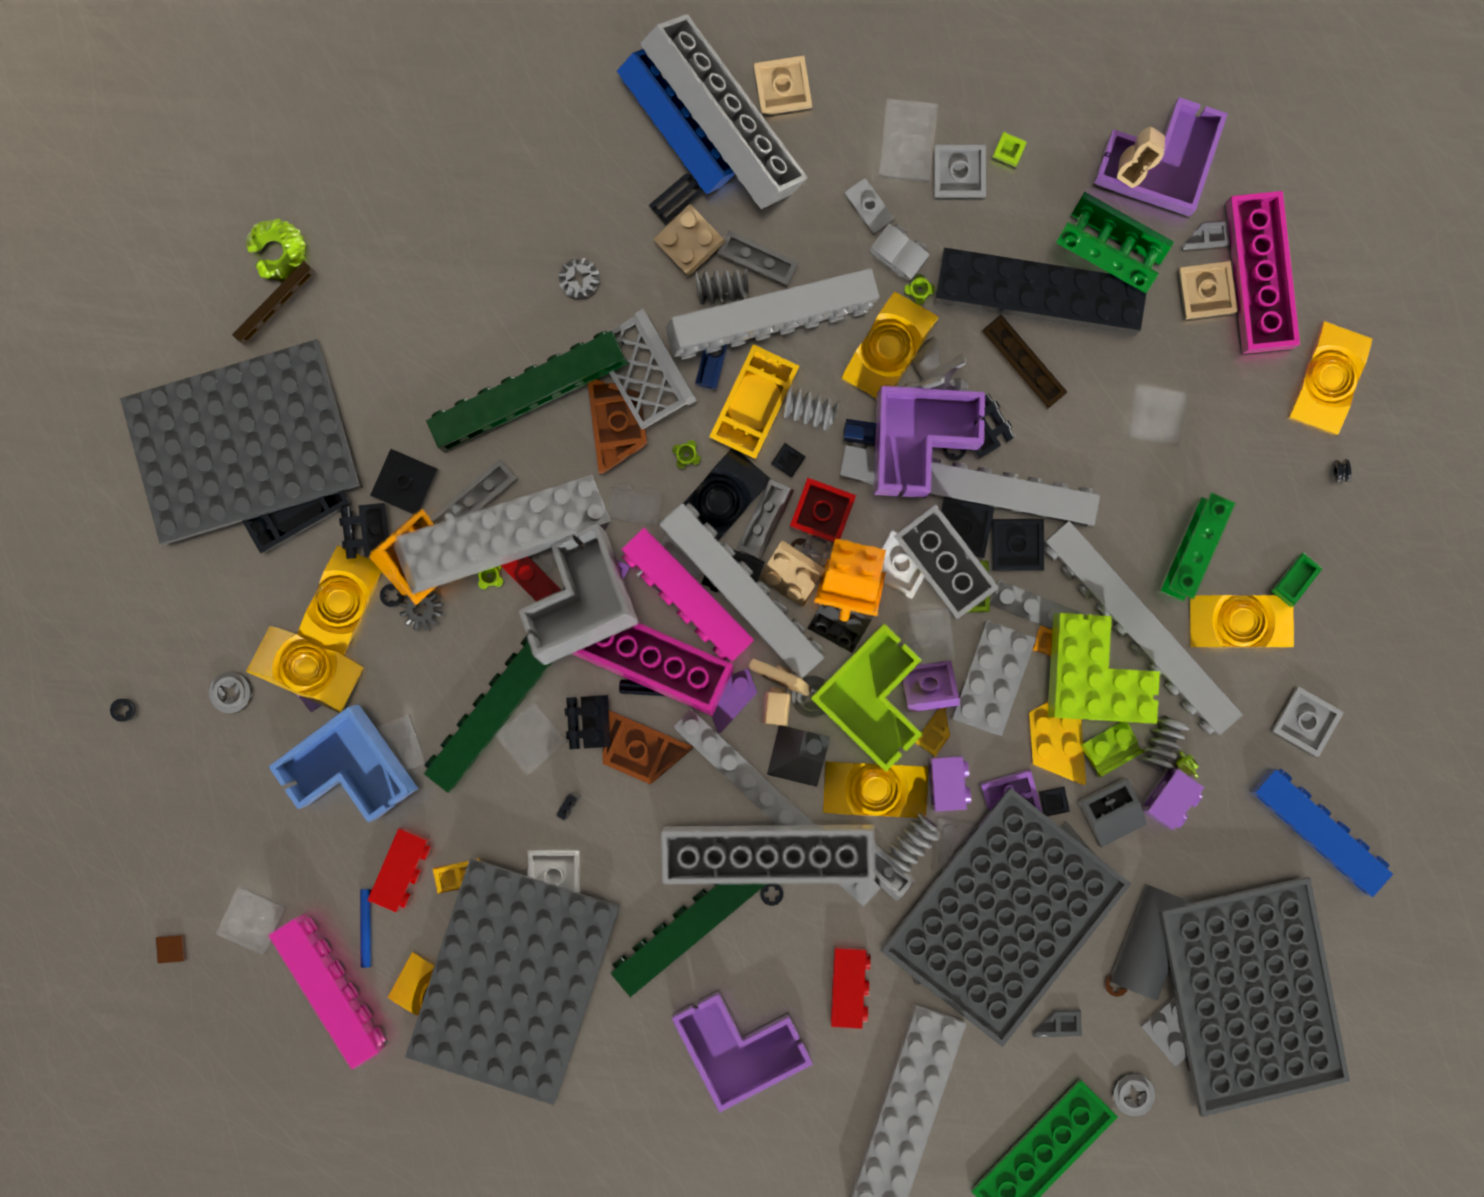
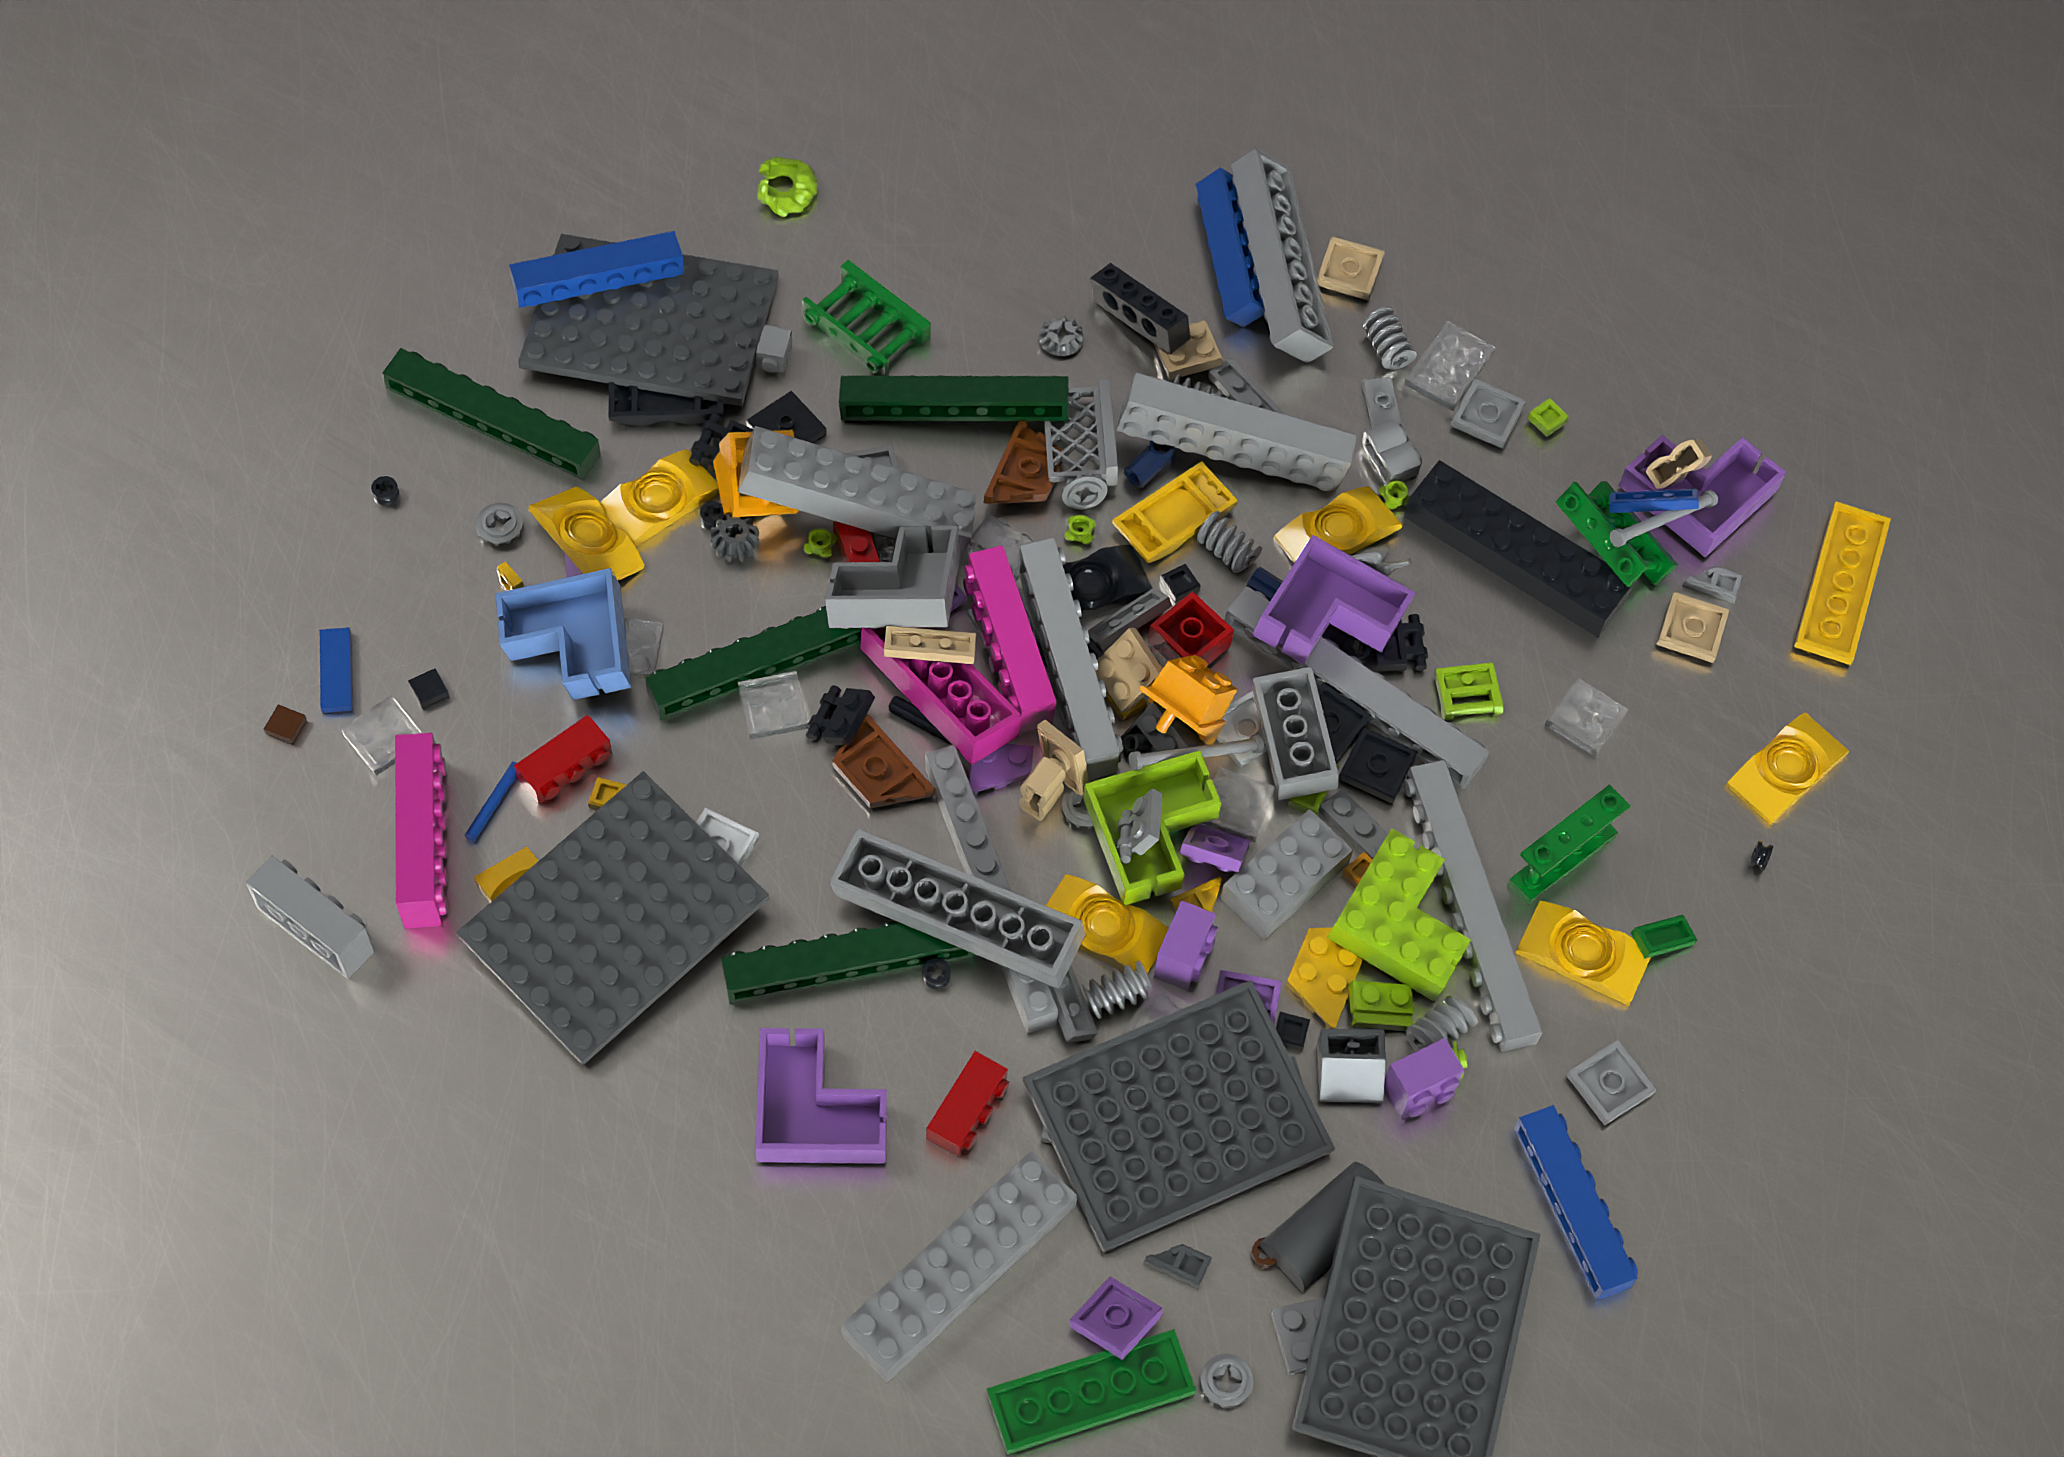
camera: 20 degrees right, 25 degrees down
(164, 598) = (492, 413): none -> dark green brick
(173, 428) = (596, 269): none -> blue brick
(180, 883) = (335, 670): none -> blue tile
(260, 861) = (428, 688): none -> black tile
(269, 740) = (508, 577): none -> yellow tile
(273, 303) = (755, 222): dark brown tile -> none
(290, 1100) = (310, 916): none -> light grey brick
(356, 418) = (774, 349): none -> light grey brick
(407, 325) = (873, 295): none -> green fence
(568, 805) = (779, 774): black tile -> none
(631, 642) = (929, 644): none -> tan plate
(633, 225) = (1140, 308): none -> black brick
(674, 423) = (1090, 497): none -> light grey gear
(692, 184) = (1201, 308): black tile -> none
(798, 755) = (1042, 853): dark grey slope -> none
(842, 658) = (1253, 744): none -> light grey bar
(847, 143) = (1389, 339): none -> light grey piece
(870, 712) = (1139, 827): none -> light grey plate
(1024, 361) = (1469, 607): dark brown tile -> none
(1036, 1094) = (1116, 1317): none -> medium lavender plate
(1052, 435) = (1468, 682): none -> lime plate
(1126, 261) = (1619, 537): none -> light grey bar
(1135, 202) = (1654, 500): none -> blue tile
(1262, 272) = (1758, 633): dark pink brick -> none
(1308, 184) = (1842, 583): none -> yellow plate

